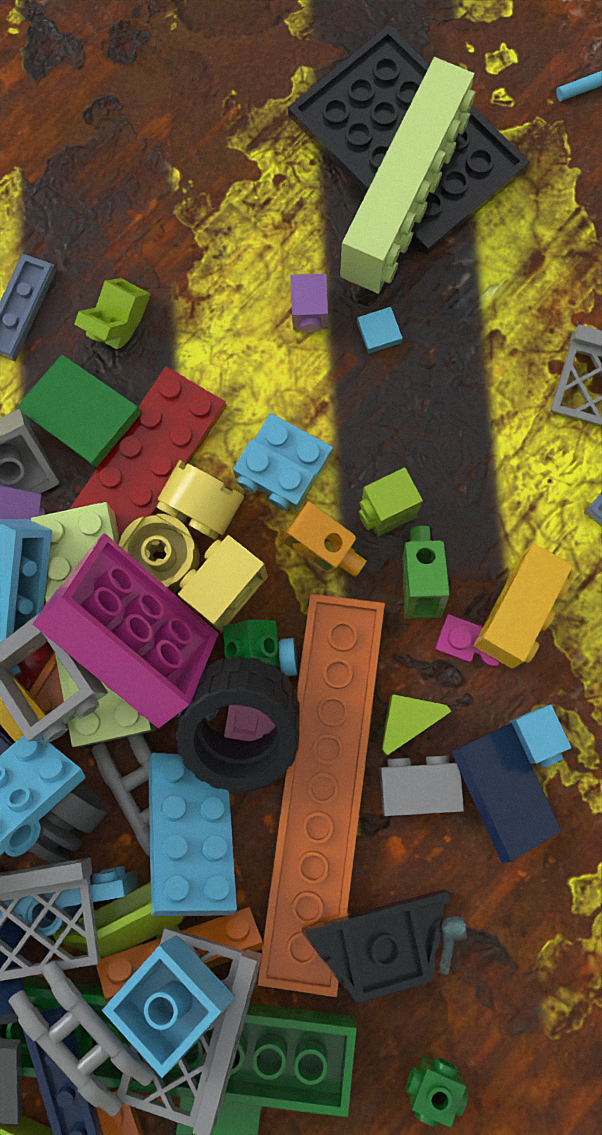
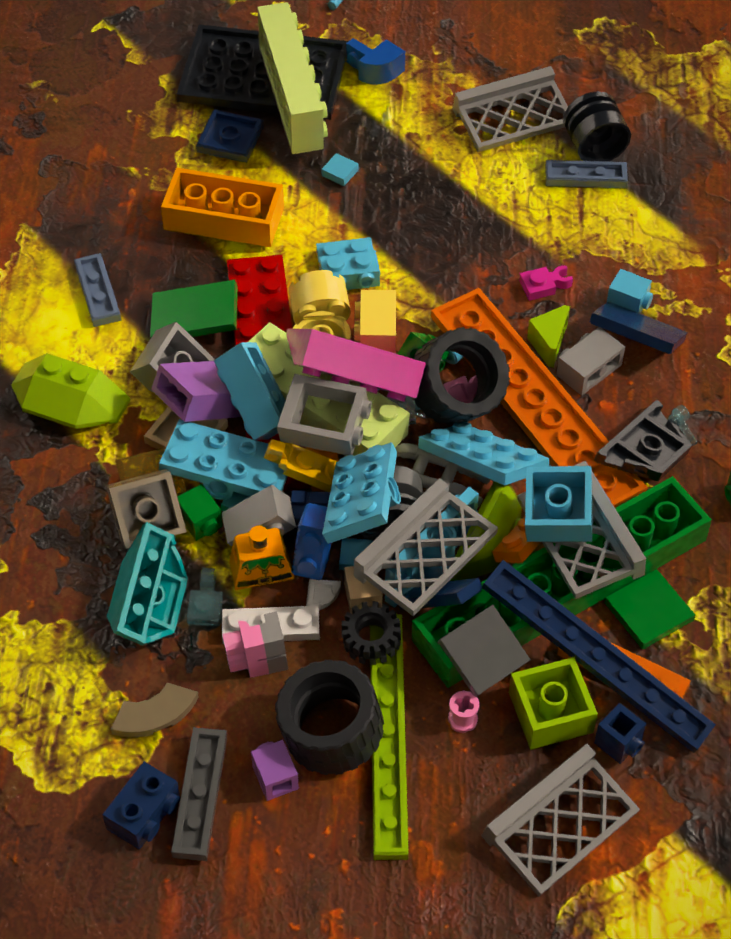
camera: 45 degrees left, 25 degrees down
(79, 1013) = (509, 570): light grey piece -> none
(116, 313) = (169, 249): lime brick -> none
(208, 298) = (223, 207): none -> light orange brick
(300, 203) = (230, 136): none -> dark blue plate
(307, 538) = (412, 276): light orange torso -> none
(309, 302) = (288, 173): medium lavender brick -> none
(389, 502) = (434, 233): lime brick -> none
(424, 575) = (490, 259): bright green torso -> none
(524, 607) = (559, 238): yellow brick -> none
(536, 217) = (375, 65): none -> blue brick

